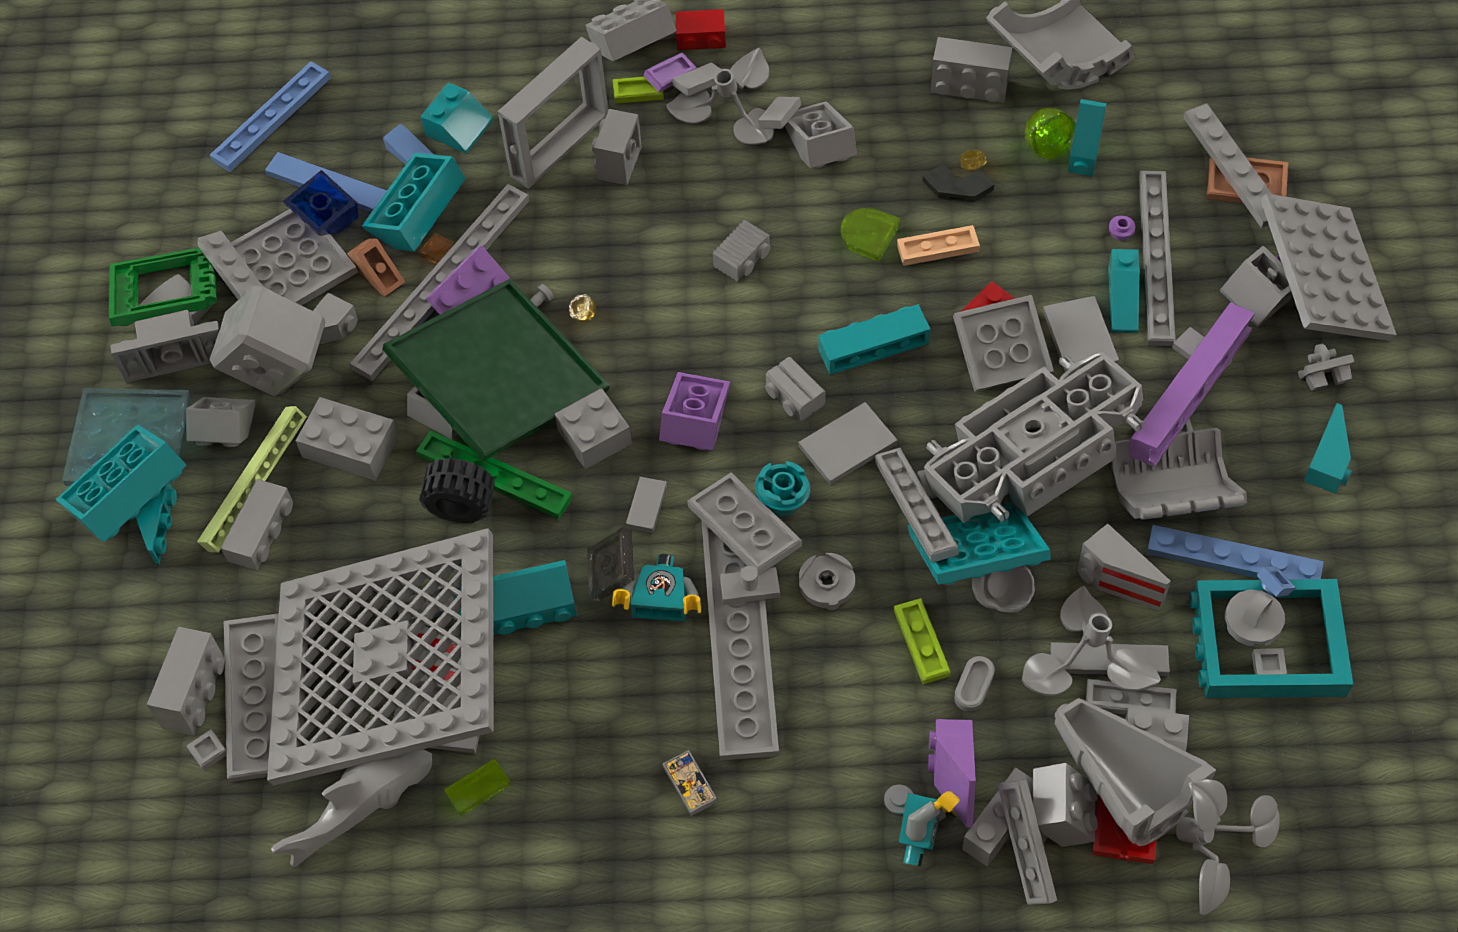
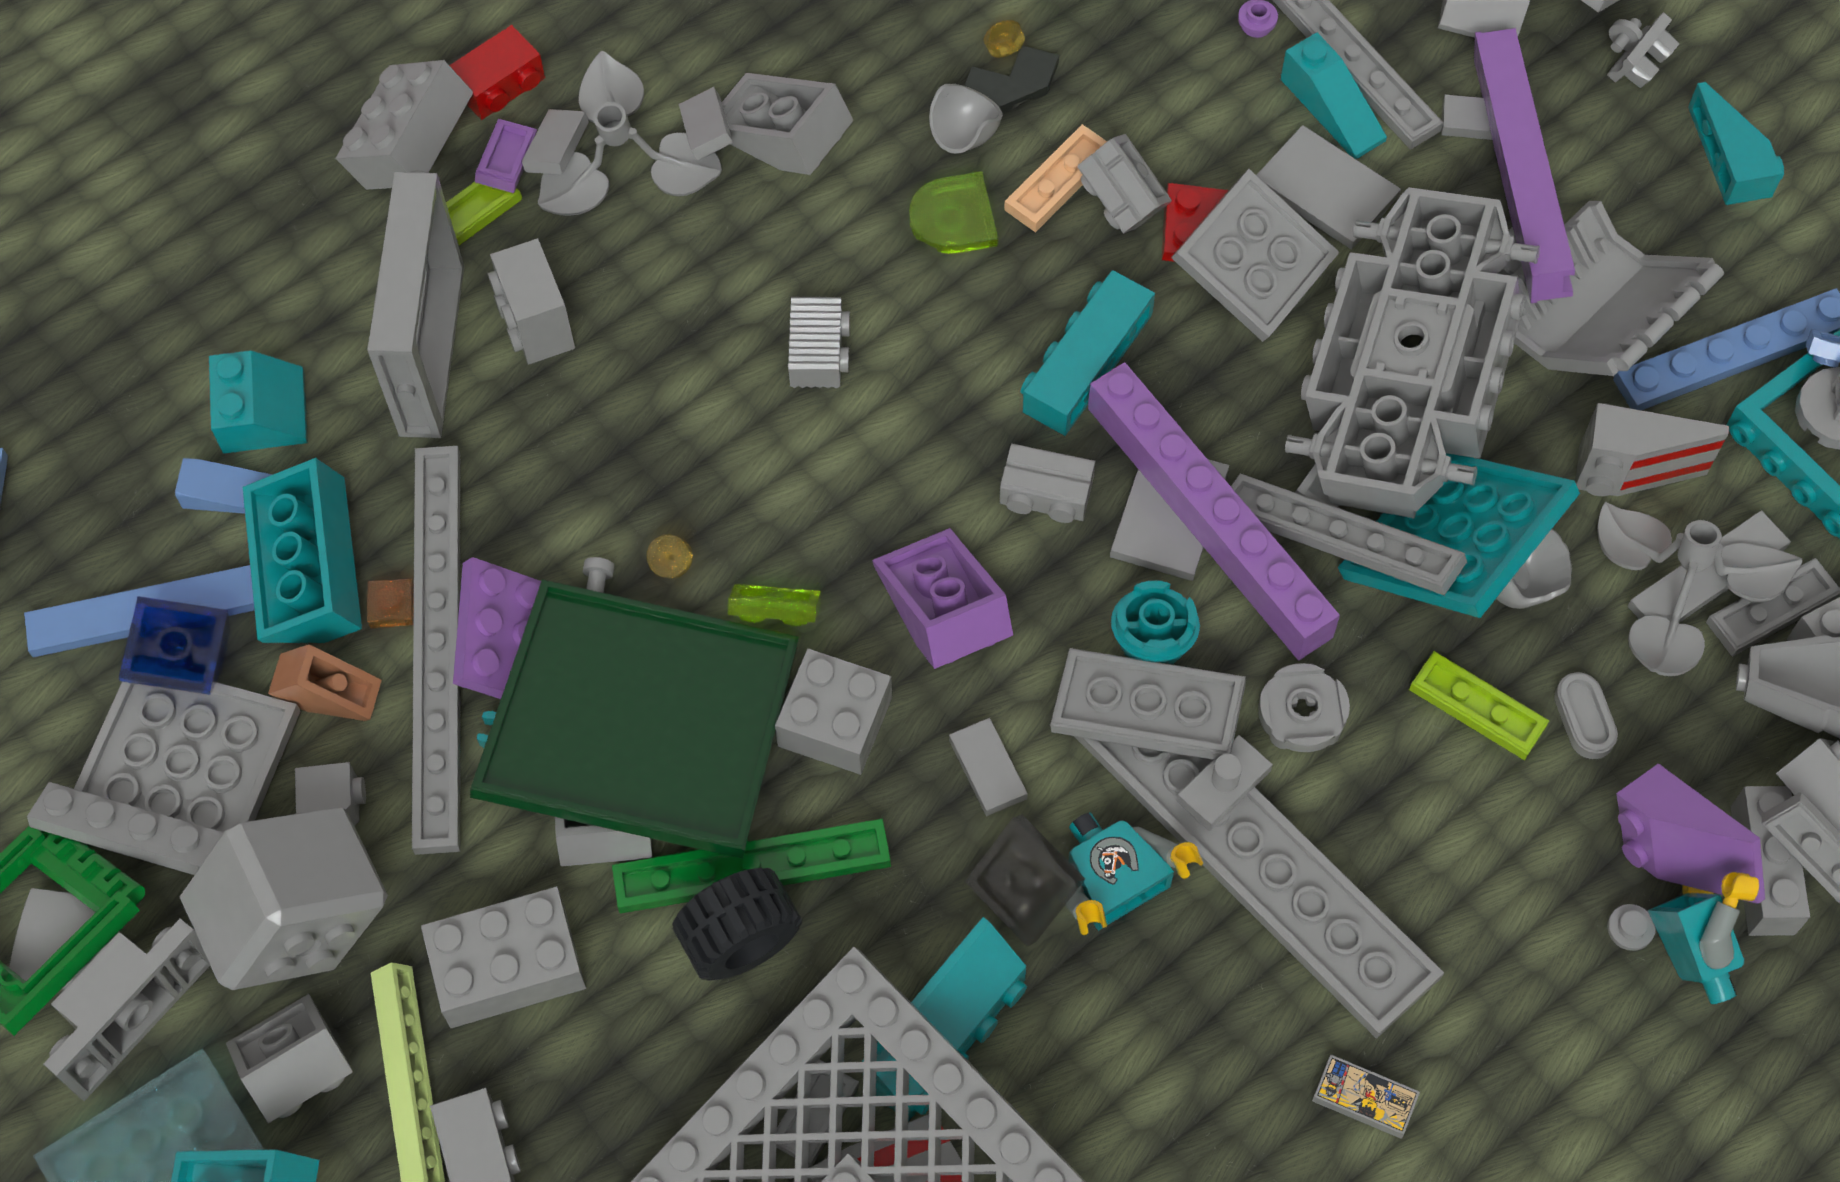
camera: 40 degrees left, 5 degrees up
(606, 357) = (756, 603): none -> clear neon green plate
(861, 453) = (1213, 511): none -> medium lavender brick
(913, 185) = (962, 118): none -> light grey helmet
(963, 265) = (1123, 184): none -> light grey brick

